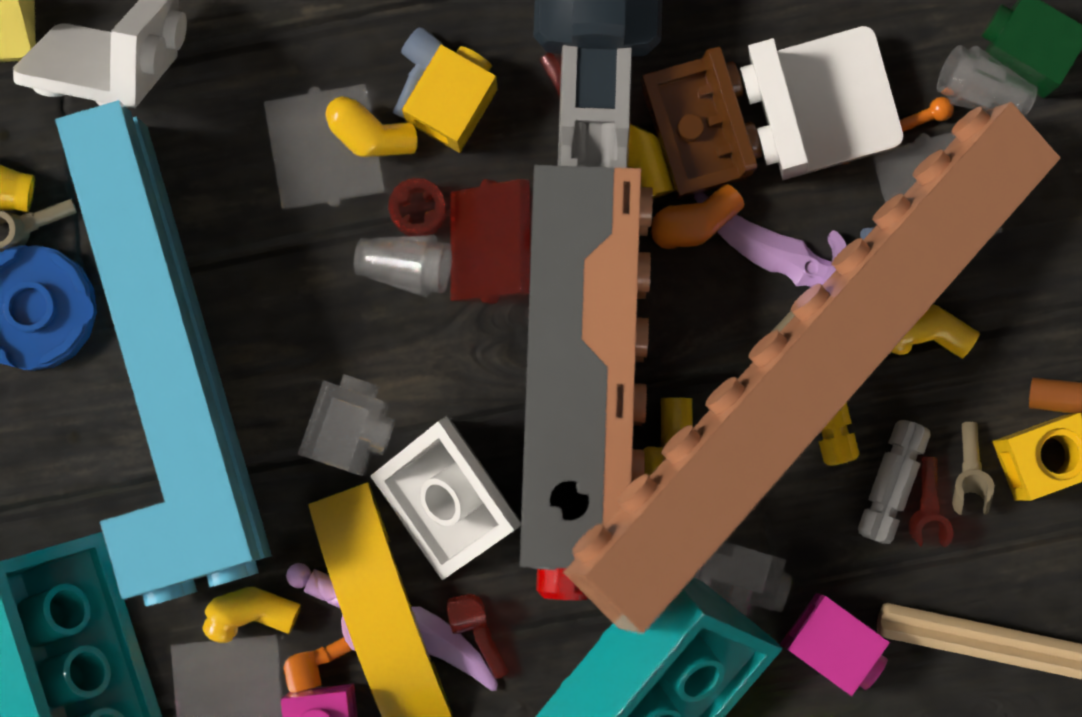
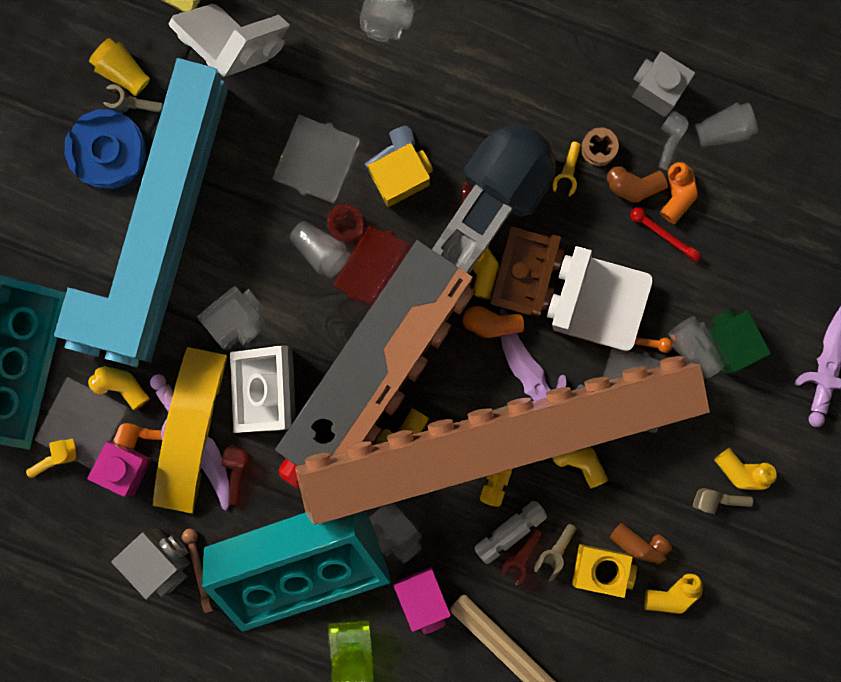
camera: 30 degrees right, 0 degrees up
(365, 133) = (341, 165): yellow arm -> none

